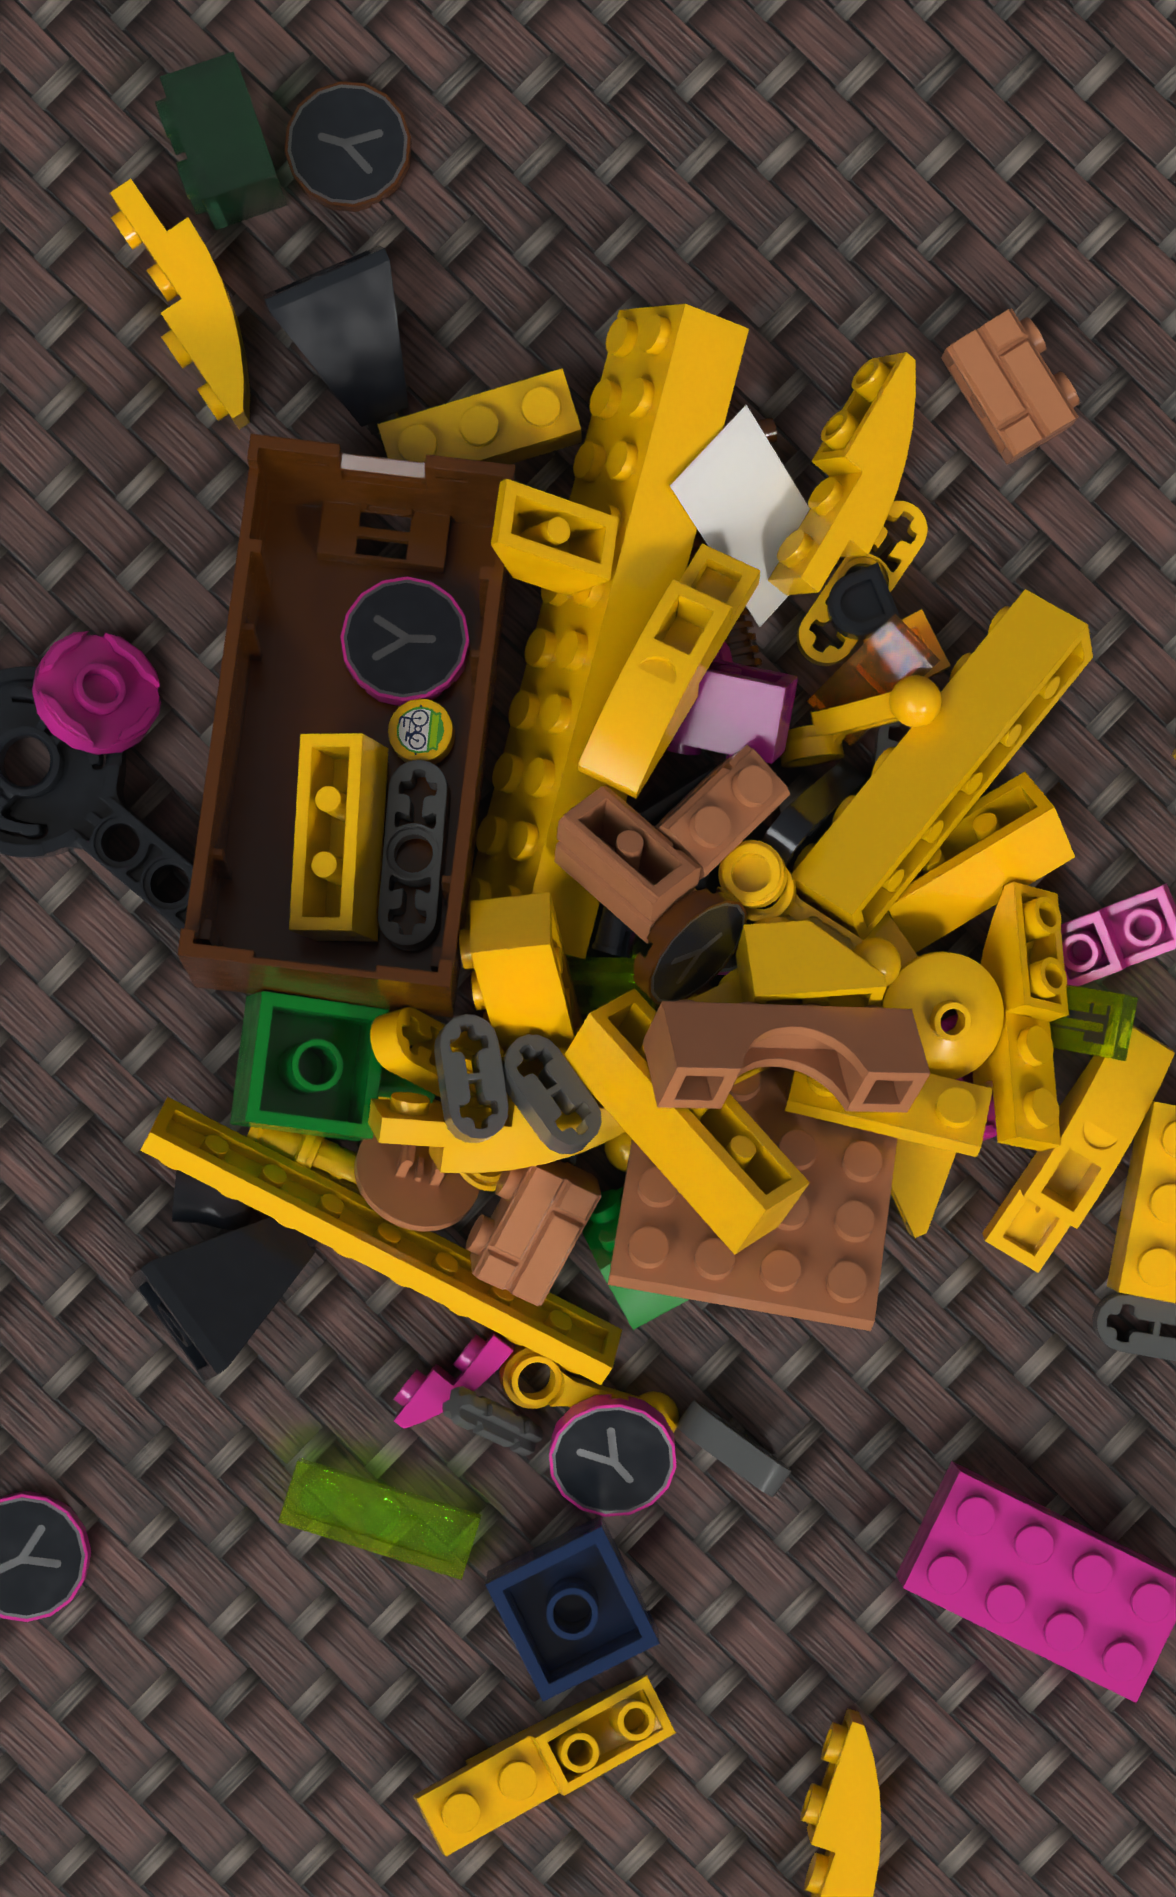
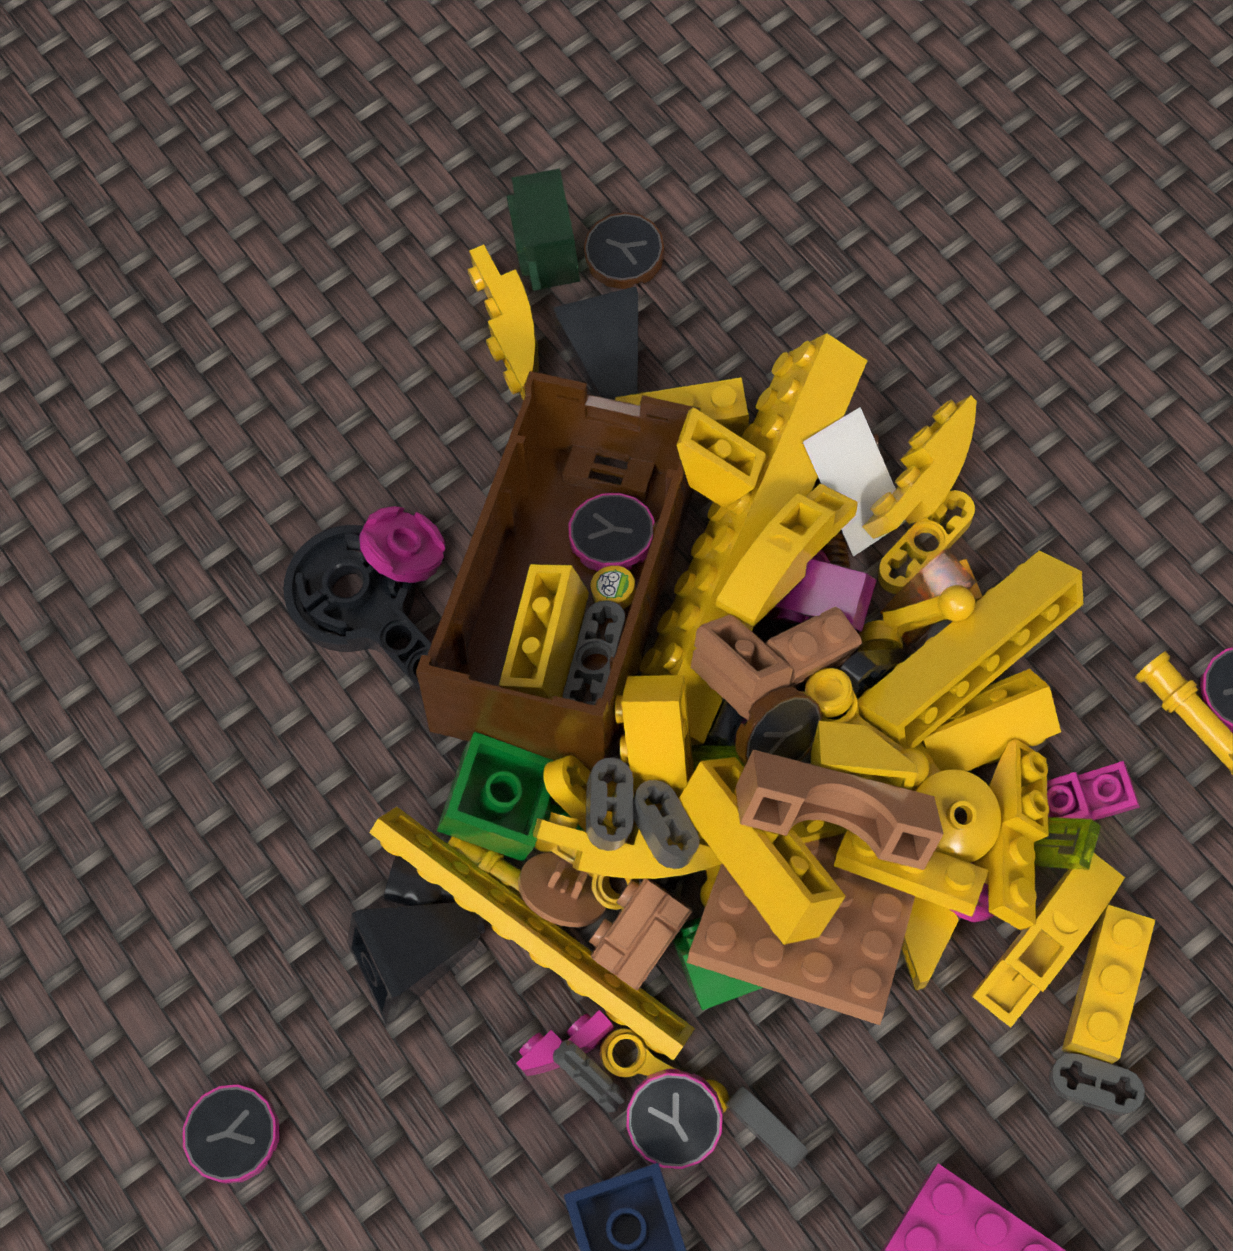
camera: 20 degrees right, 20 degrees down
(379, 1518) = (494, 1143): clear neon green plate -> none
(860, 603) = (922, 546): black tile -> none
(1012, 385) = (1040, 429): nougat brick -> none

